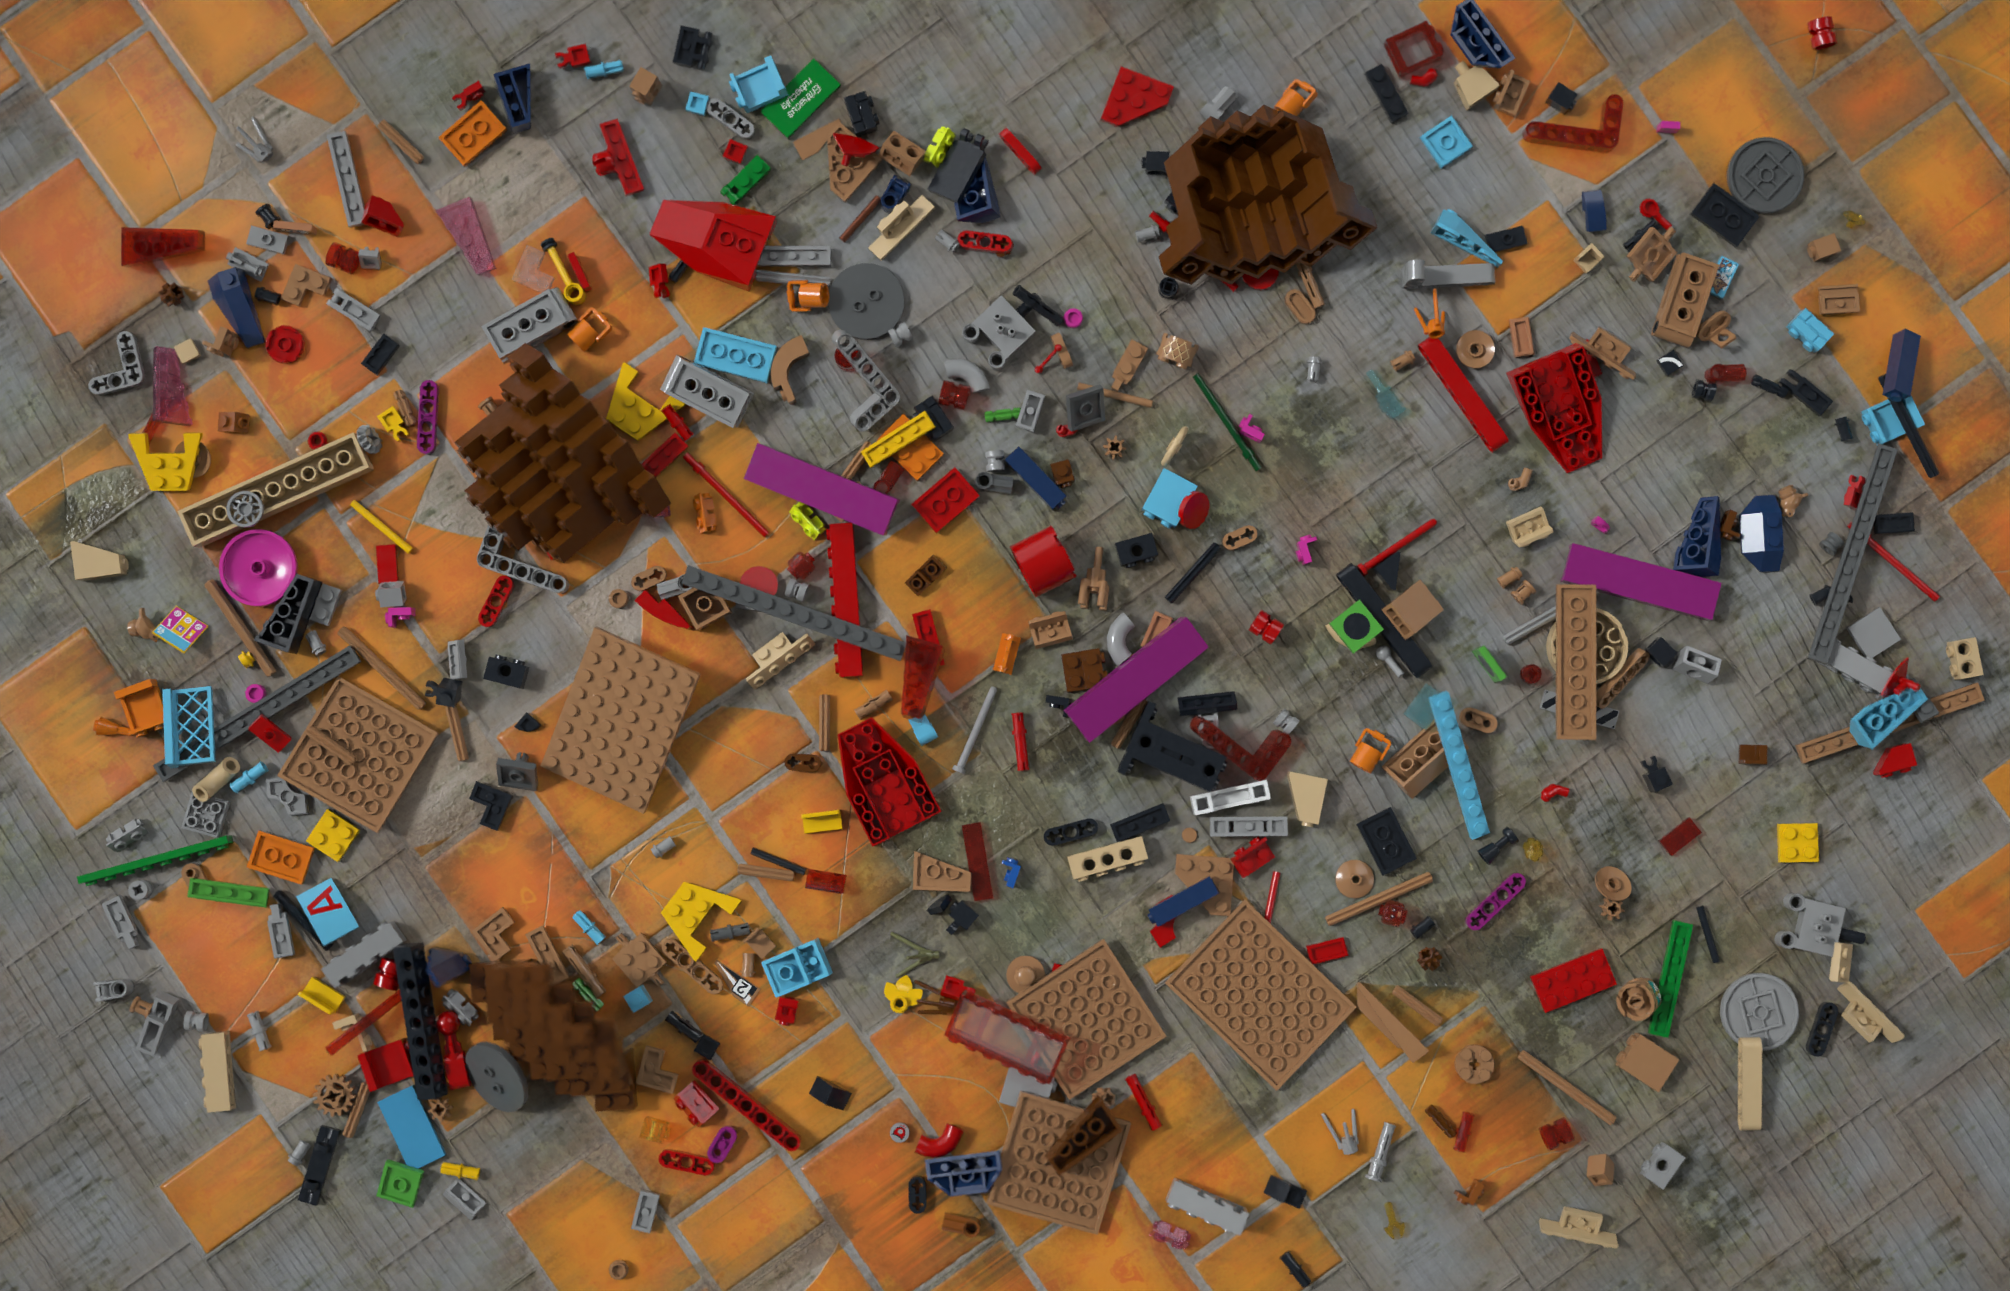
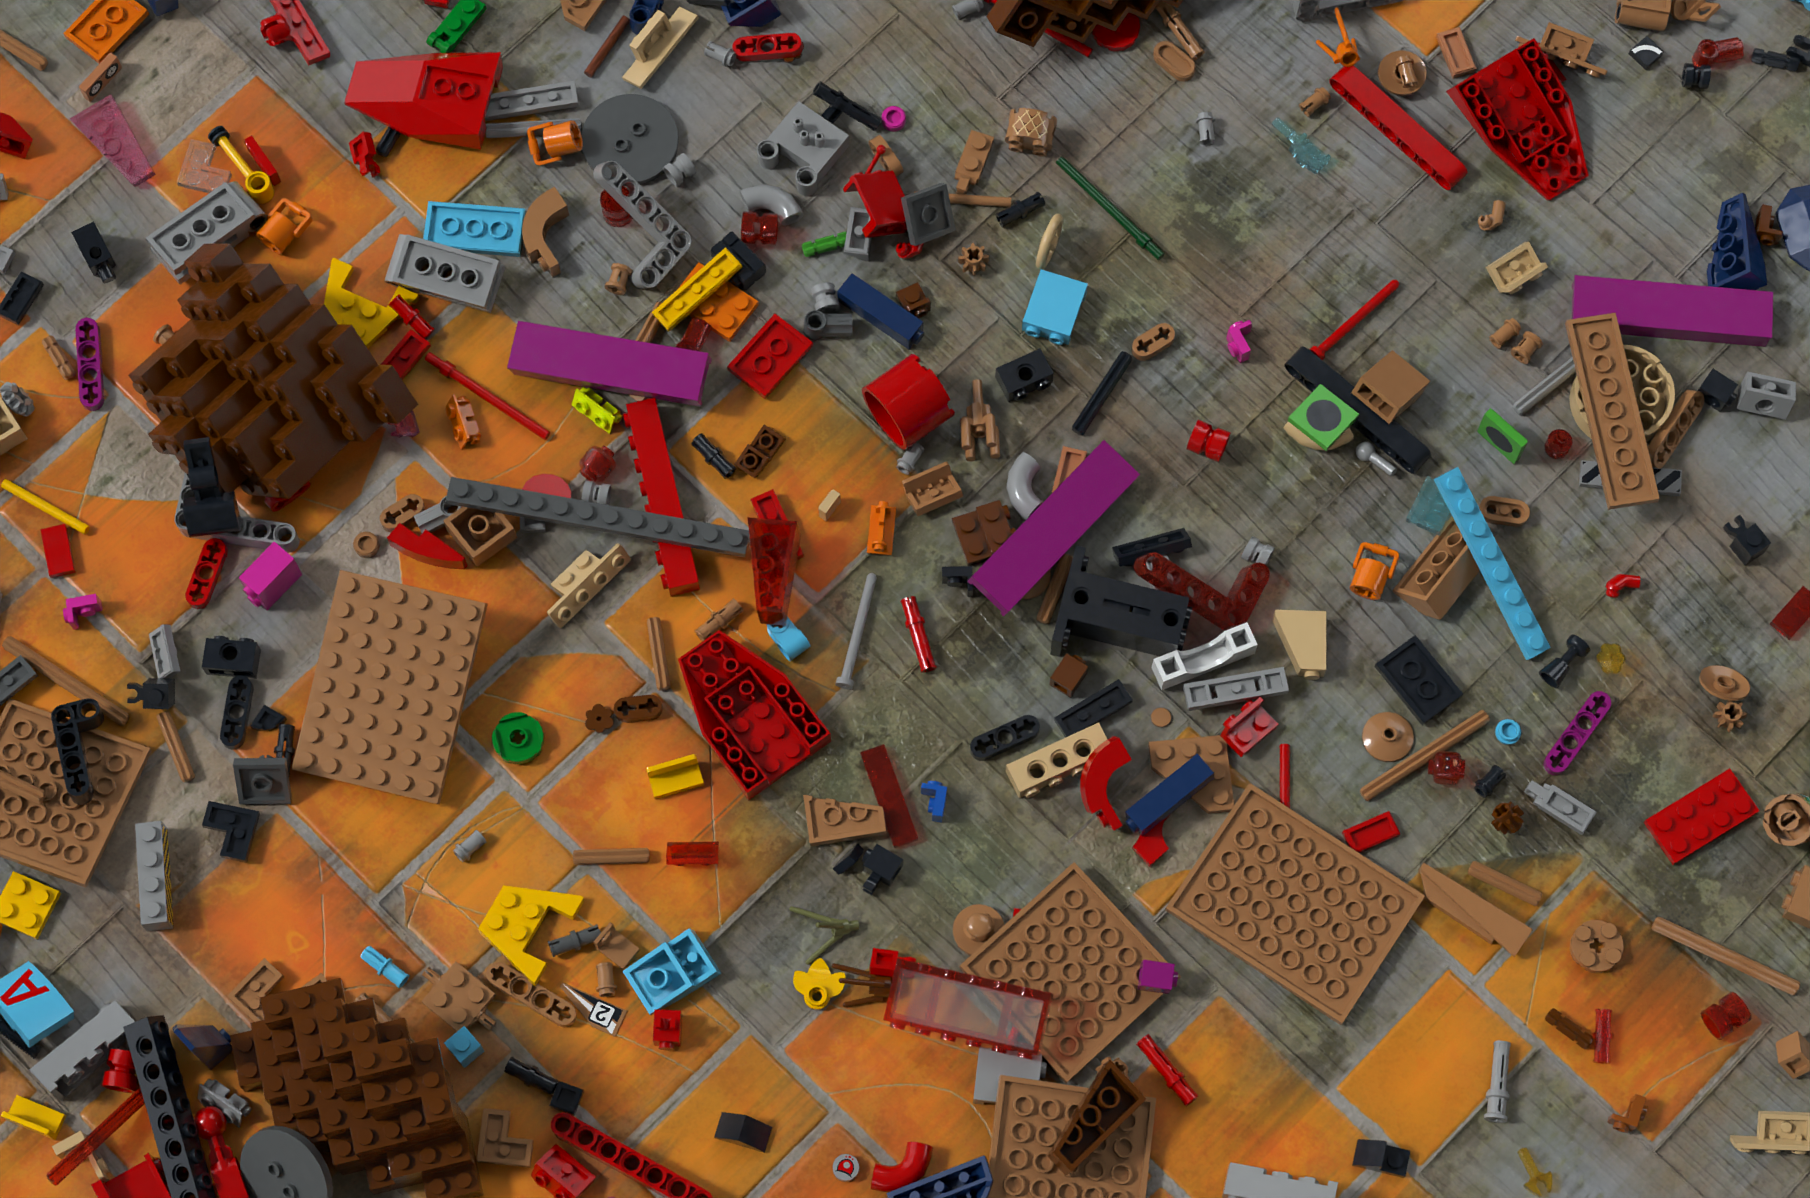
camera: 10 degrees left, 15 degrees down
(384, 730) = (76, 753): none -> black beam
(391, 594) = (67, 584): light grey brick -> none
(392, 422) = (44, 376): yellow plate -> none
(429, 831) = (154, 876): none -> light grey brick
(437, 322) = (93, 246): none -> black torso
(462, 179) = (100, 77): none -> nougat tile
(501, 558) = (210, 509): none -> black plate
(506, 729) = (226, 729): none -> black beam
(538, 737) = (285, 734): none -> black pin
(542, 616) = (270, 576): none -> dark pink piece
(702, 778) = (505, 731): none -> green plate
(767, 768) = (599, 711): none -> reddish brown plant
(778, 861) = (625, 839): black bar -> none
(834, 421) = (613, 285): none -> medium nougat bush
(890, 573) = (713, 456): none -> black pin
(970, 628) = (829, 504): none -> tan tile
(1036, 603) = (909, 459): none -> light grey pin
(1051, 390) = (882, 200): none -> red panel
(1127, 792) = (1069, 674): none -> reddish brown brick
(1134, 873) = (1095, 776): none -> red arch
(1148, 1036) = (1157, 976): none -> magenta brick
(1157, 411) = (1020, 209): none -> black pin
(1167, 291) = (1002, 68): black wheel -> none
(1193, 509) = (1088, 313): red tile -> none
(1253, 432) = (1142, 213): dark pink bracket -> none
(1348, 1142) = (1453, 1077): light grey plant -> none
(1388, 571) = (1349, 349): black slope -> none
(1444, 891) = (1508, 731): none -> medium azure plate
(1471, 956) = (1561, 806): none -> light grey hinge
(1478, 350) = (1406, 70): none -> medium nougat pin
(1600, 524) = (1605, 252): dark pink tile -> none

